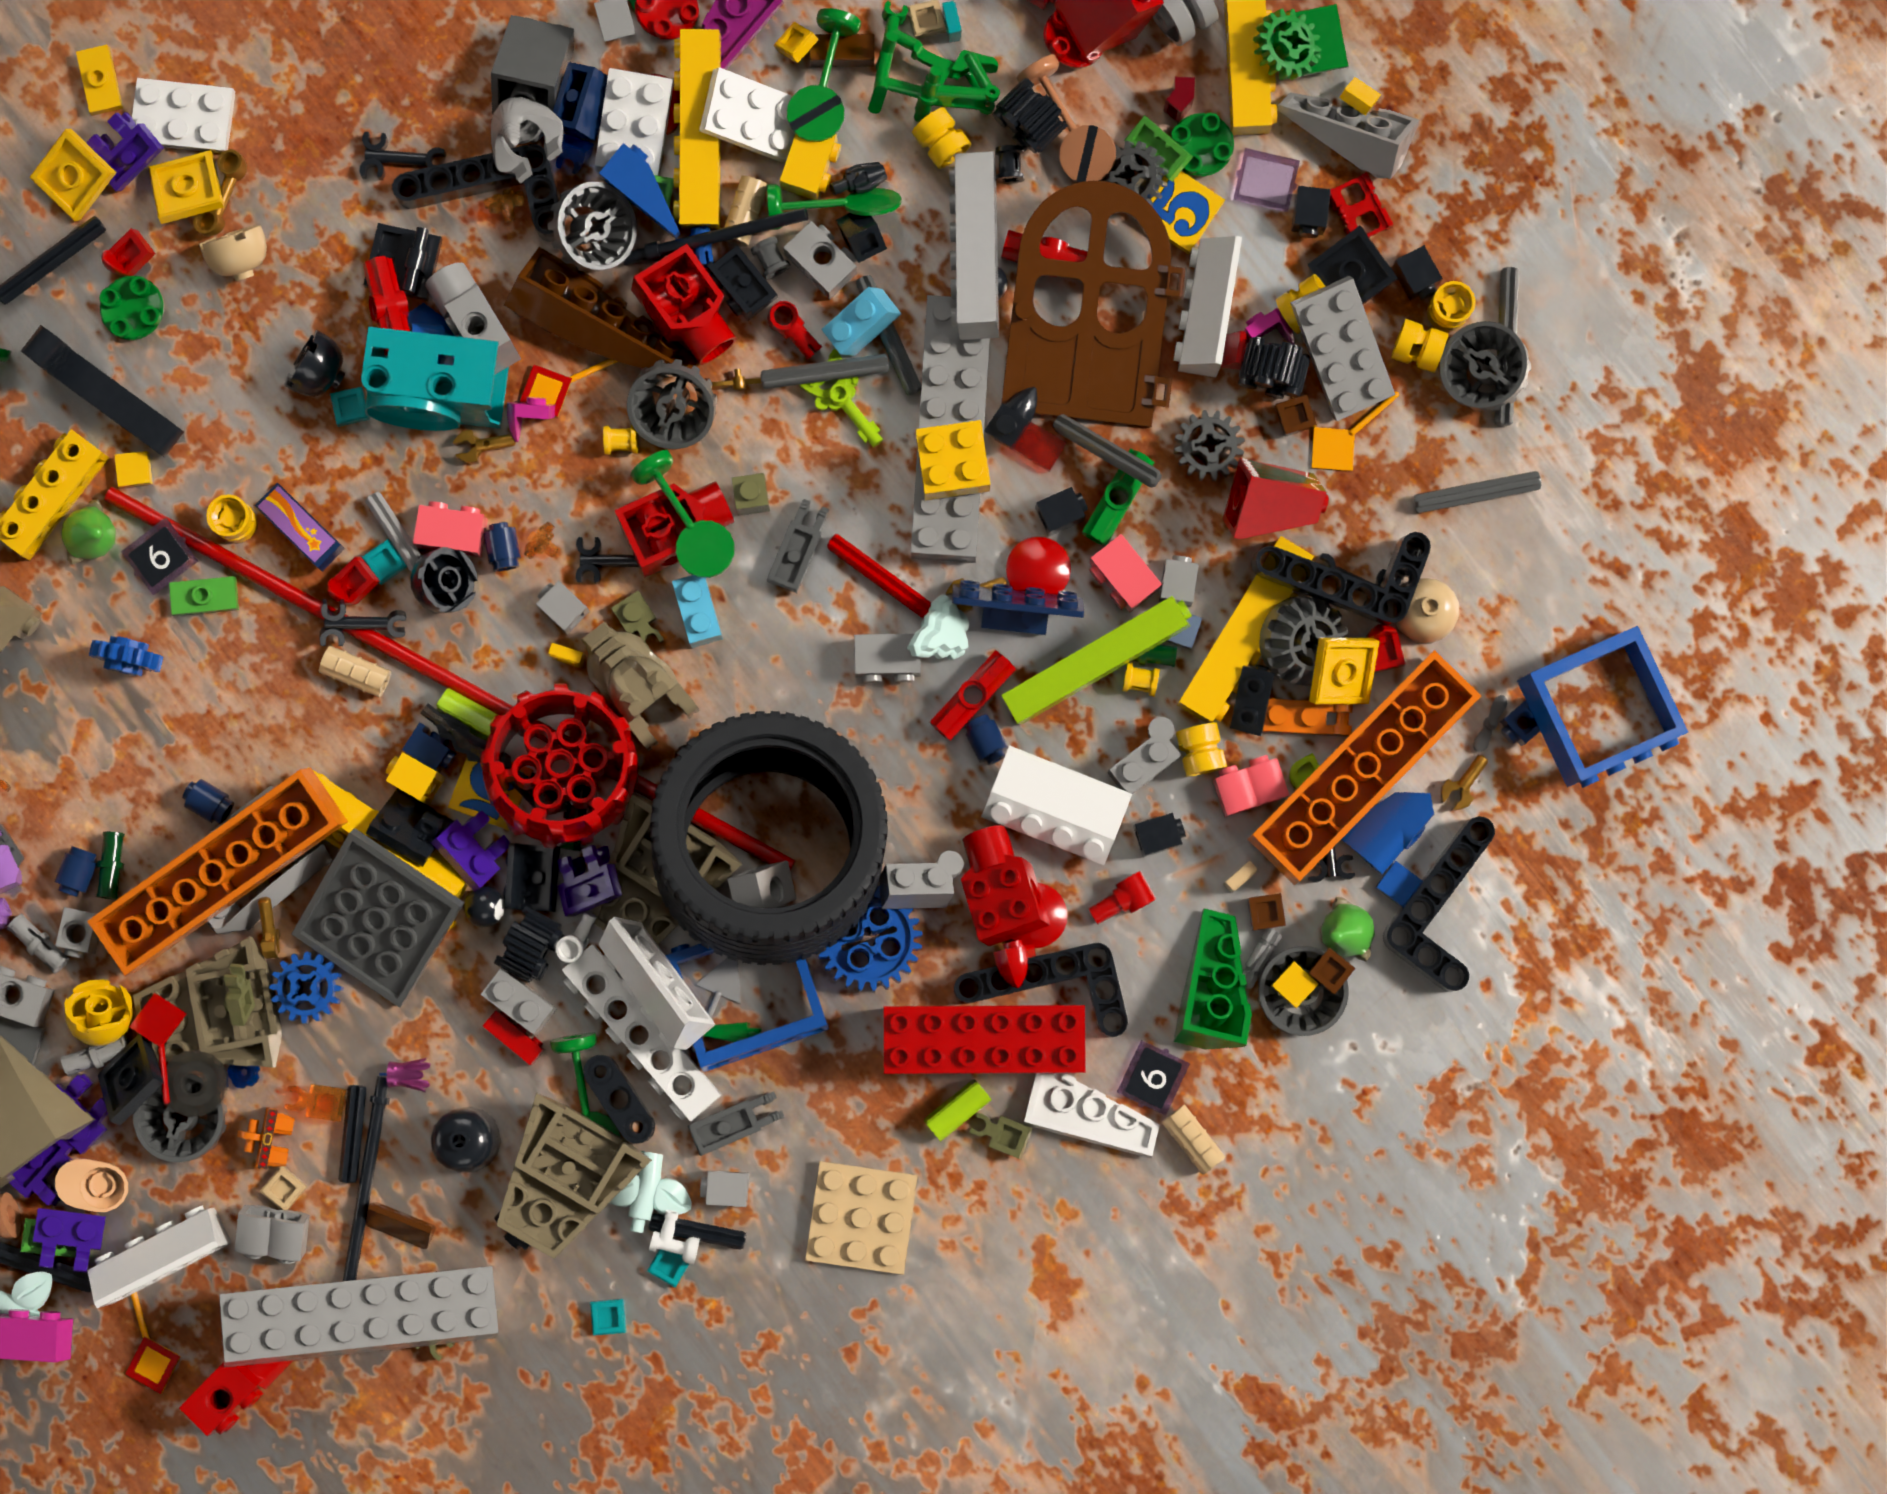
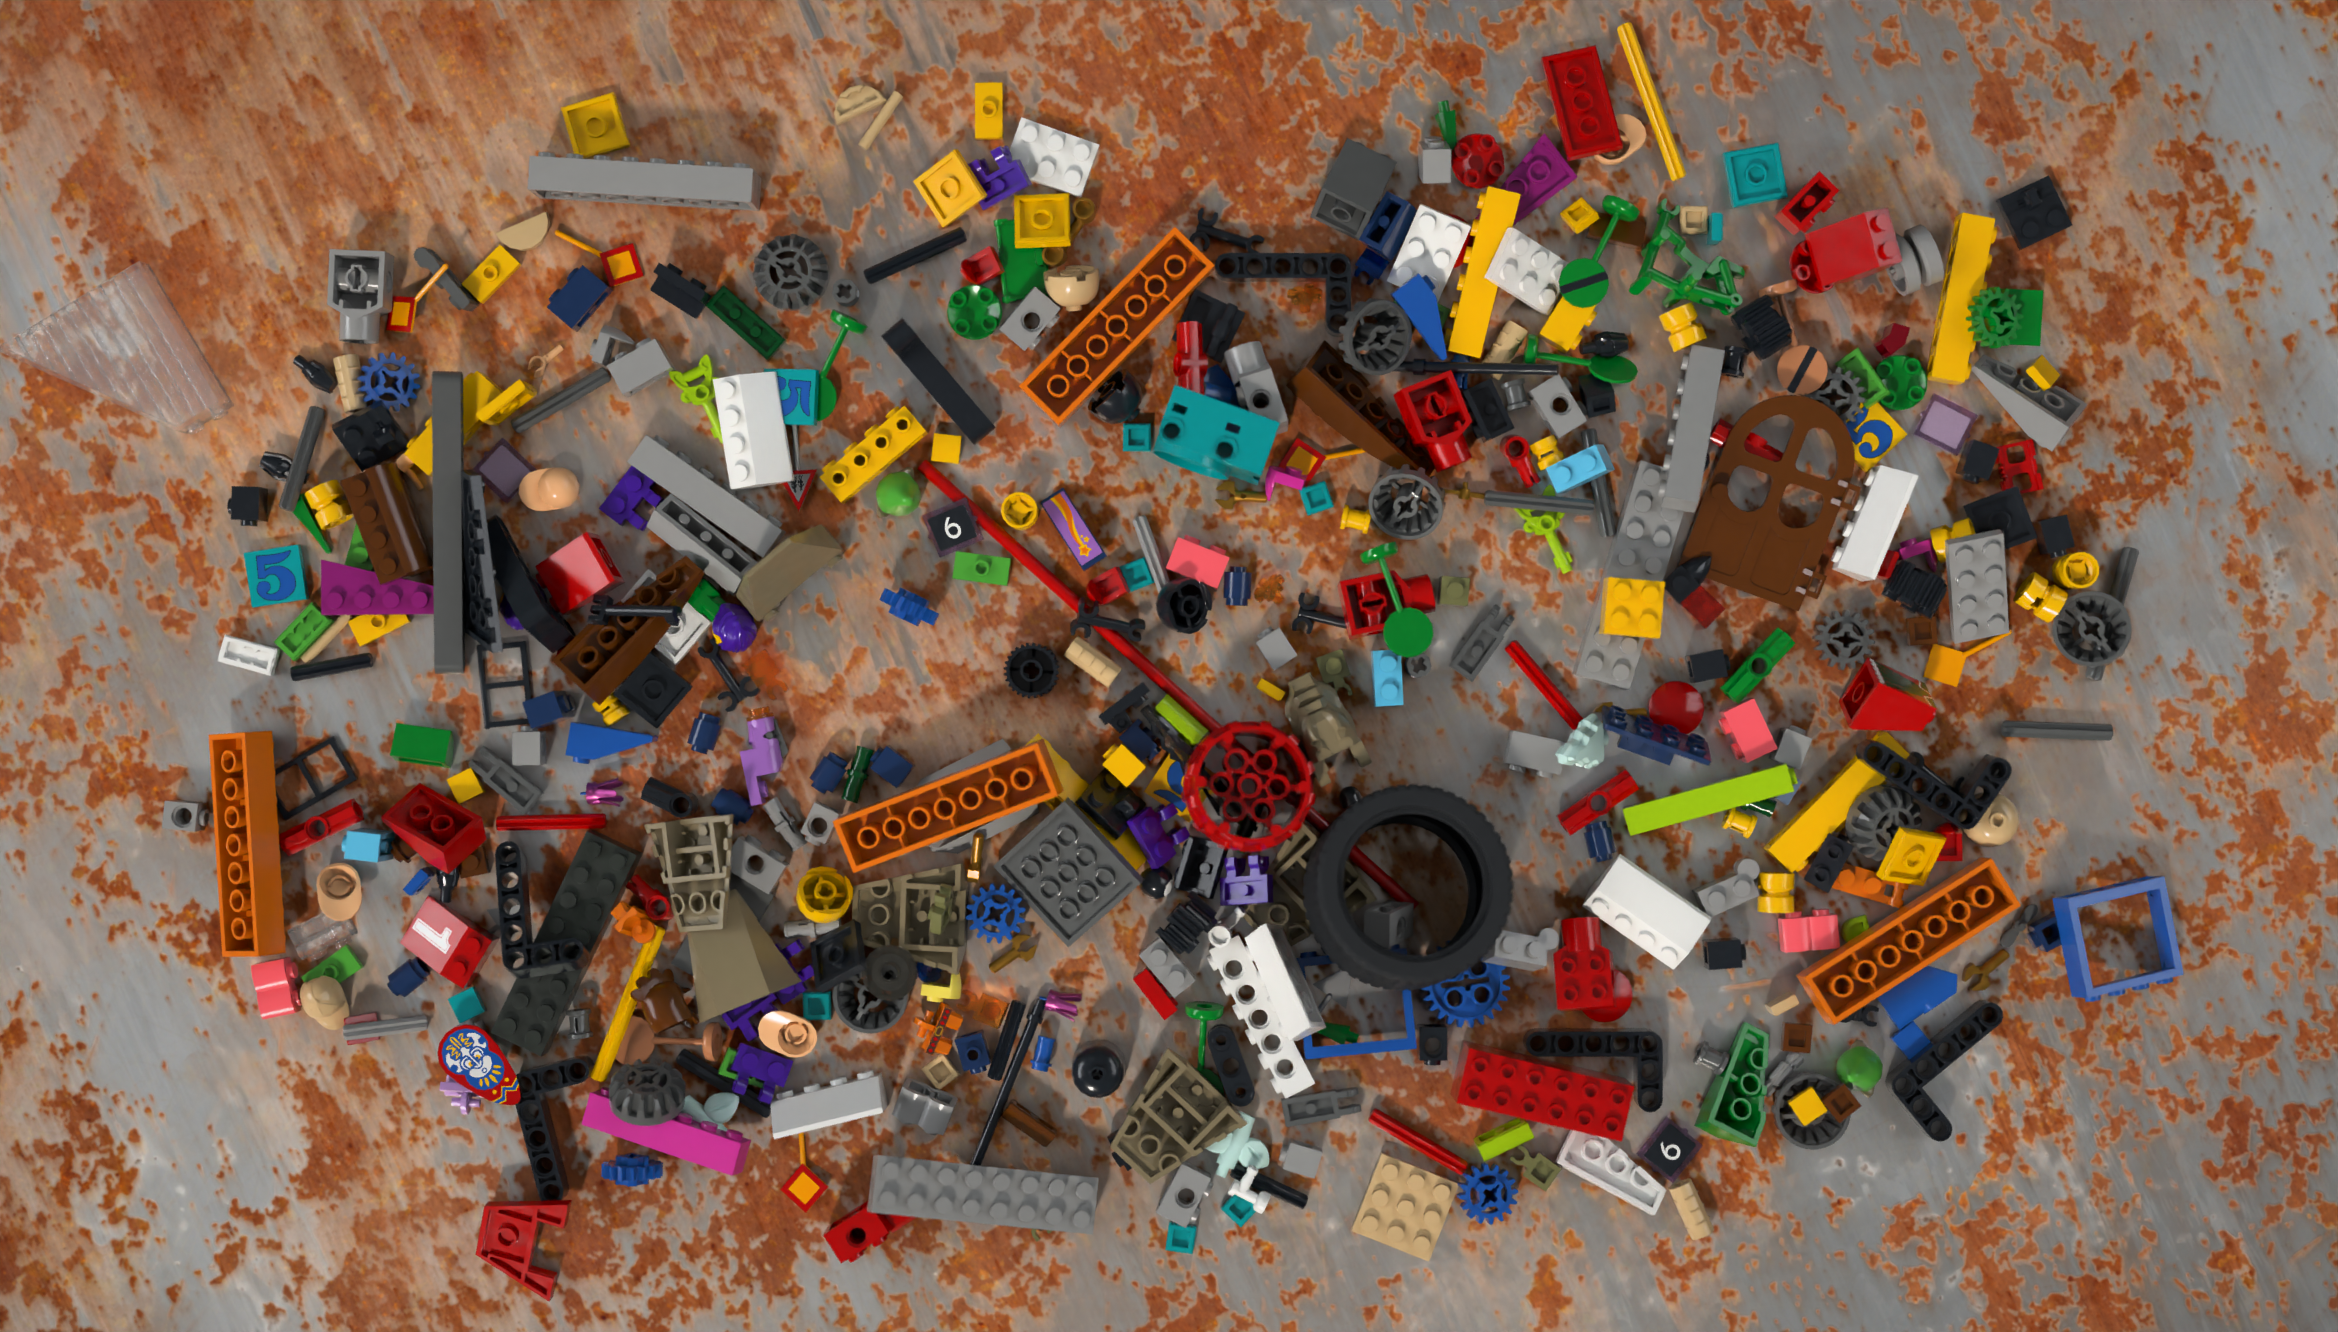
camera: 15 degrees right, 5 degrees up
(122, 1146) = (817, 1005): none -> teal tile
(147, 845) = (891, 765): none -> dark blue brick
(157, 1023) = (870, 915): red piece -> none
(177, 254) = (1019, 264): none -> green door
(196, 280) = (1014, 325): none -> light grey brick
(207, 801) = (948, 741): dark blue brick -> none
(258, 1095) = (937, 991): none -> light yellow plate
(270, 686) = (1021, 681): none -> black brick
(296, 285) = (1117, 327): none -> orange brick
(320, 1143) = (973, 1041): none -> dark blue brick
(339, 1030) = (1013, 954): none -> pearl gold bar
(393, 718) = (1117, 714): none -> black hinge
(398, 1139) = (1043, 1054): none -> blue pin
(522, 122) = (1335, 232): light grey piece -> none
(571, 427) = (1316, 498): none -> teal tile
(586, 1278) = (1182, 1211): none -> light grey brick
(735, 596) = (1426, 662): none -> dark grey bush
(819, 311) = (1543, 447): none -> yellow wheel
(847, 1003) = (1428, 1031): none -> black brick
(859, 1137) = (1418, 1141): none -> red axle
(965, 1184) = (1480, 1201): none -> blue gear
(1013, 961) = (1580, 1031): red plate -> none
(1107, 450) = (1759, 626): dark grey axle -> none
(1129, 895) = (1688, 997): red pin -> none
(1174, 958) = (1711, 1057): none -> dark grey bush

